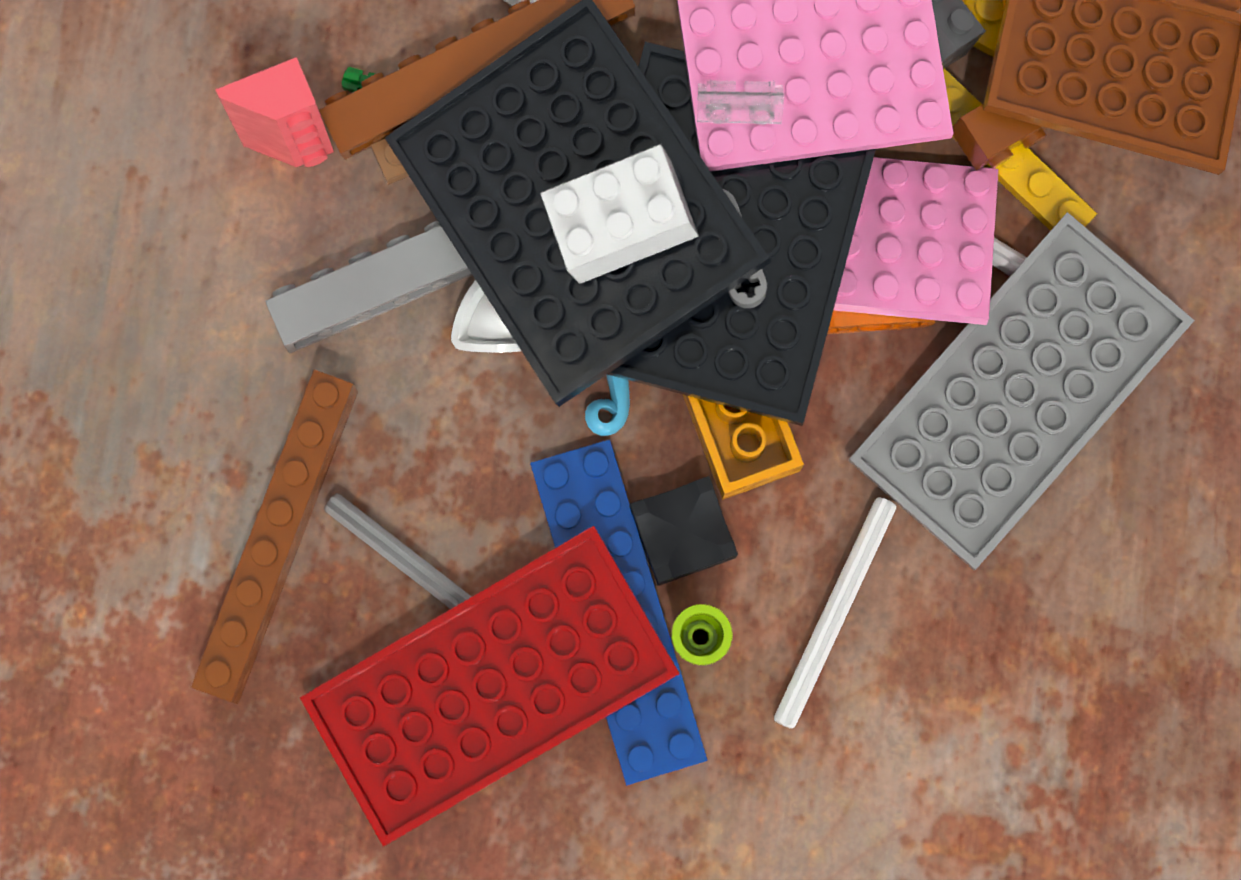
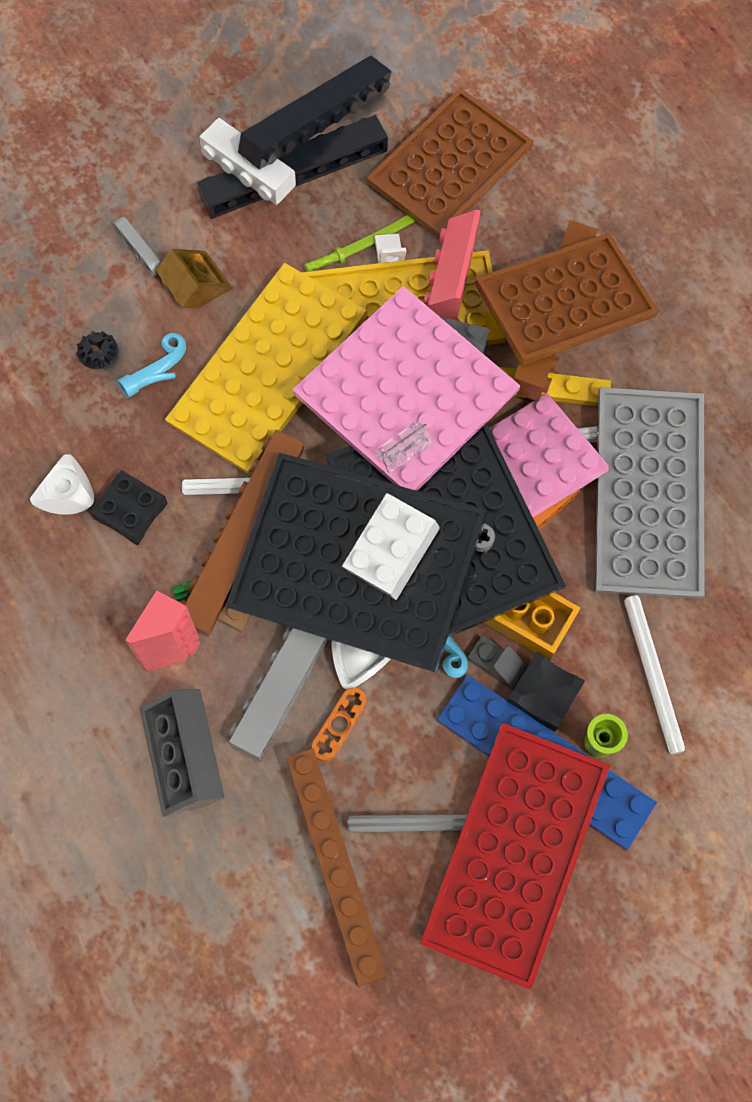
camera: 35 degrees left, 10 degrees down
(207, 270) = (181, 751): none -> dark grey slope
(386, 399) = (342, 703): none -> orange beam
(658, 451) = (498, 662): none -> dark grey slope

